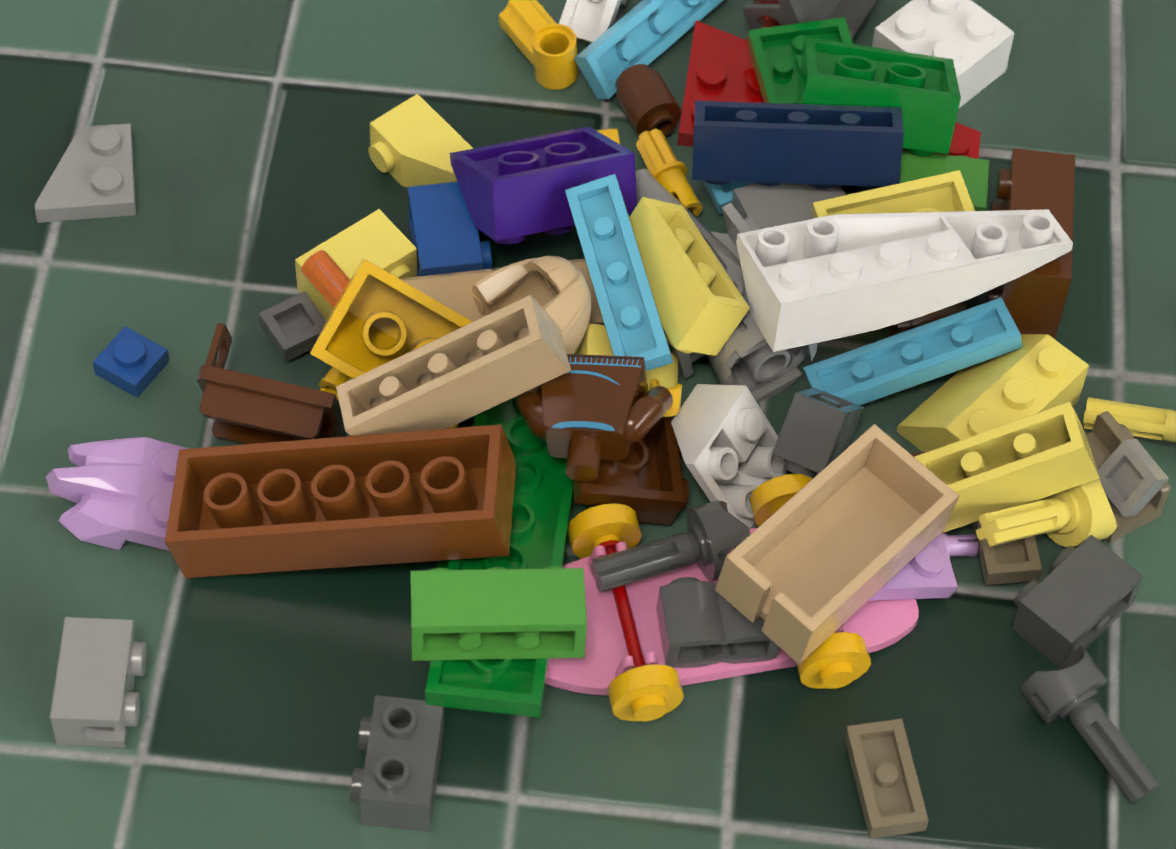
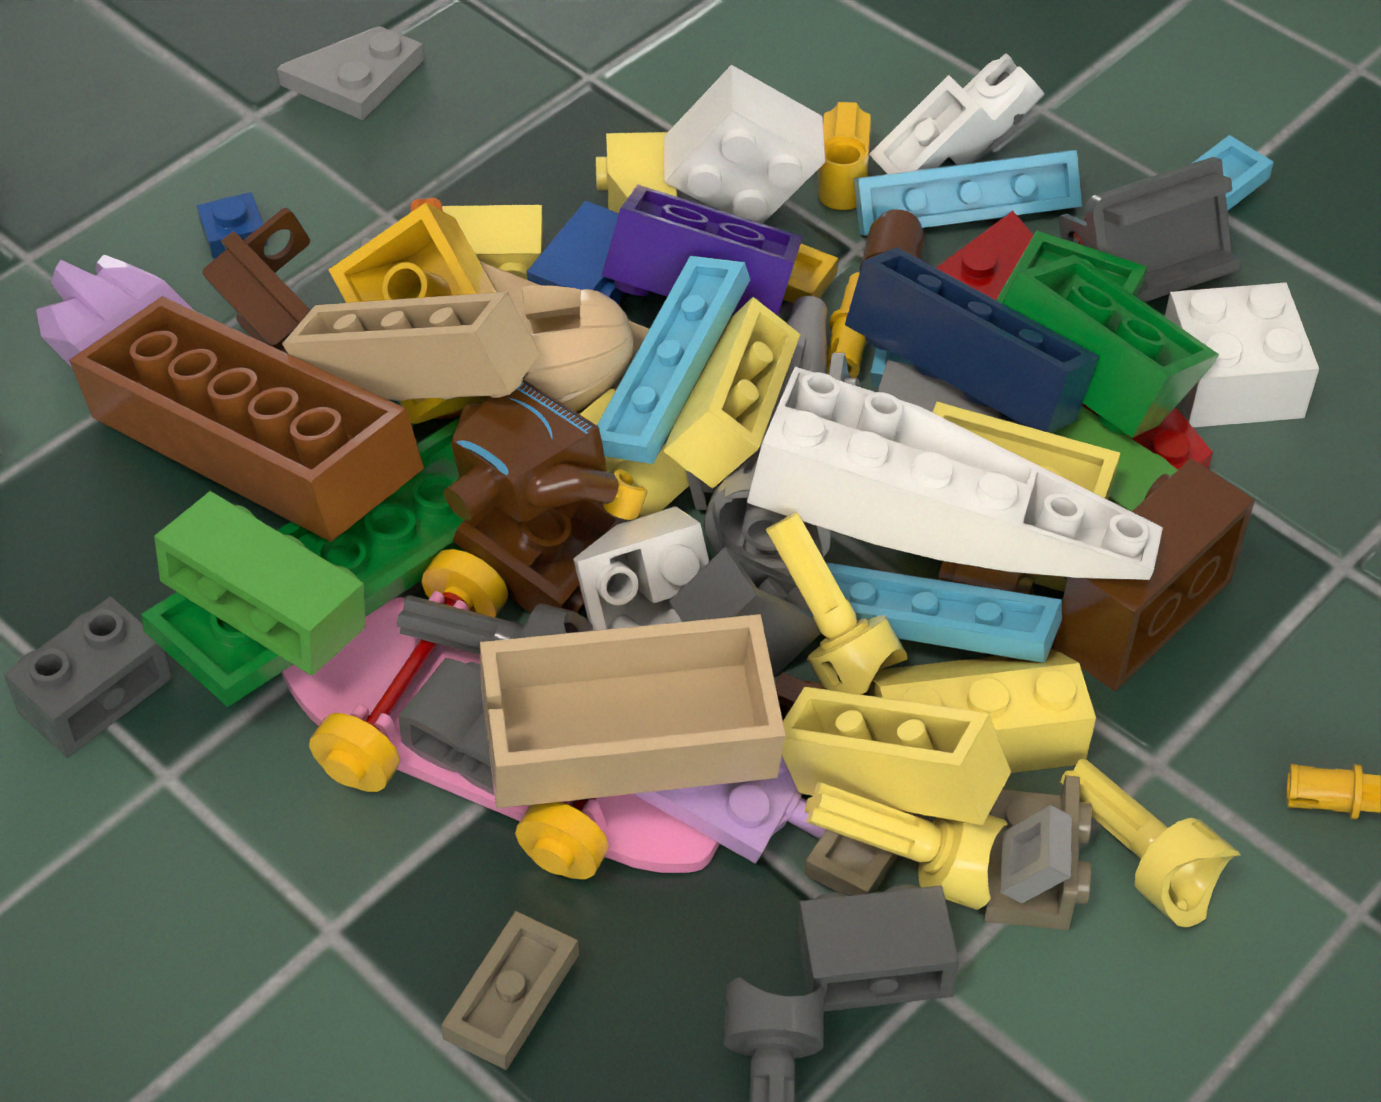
camera: 40 degrees right, 5 degrees down
(494, 80) = (743, 147): none -> white brick
(891, 407) = (851, 646): none -> light yellow piece

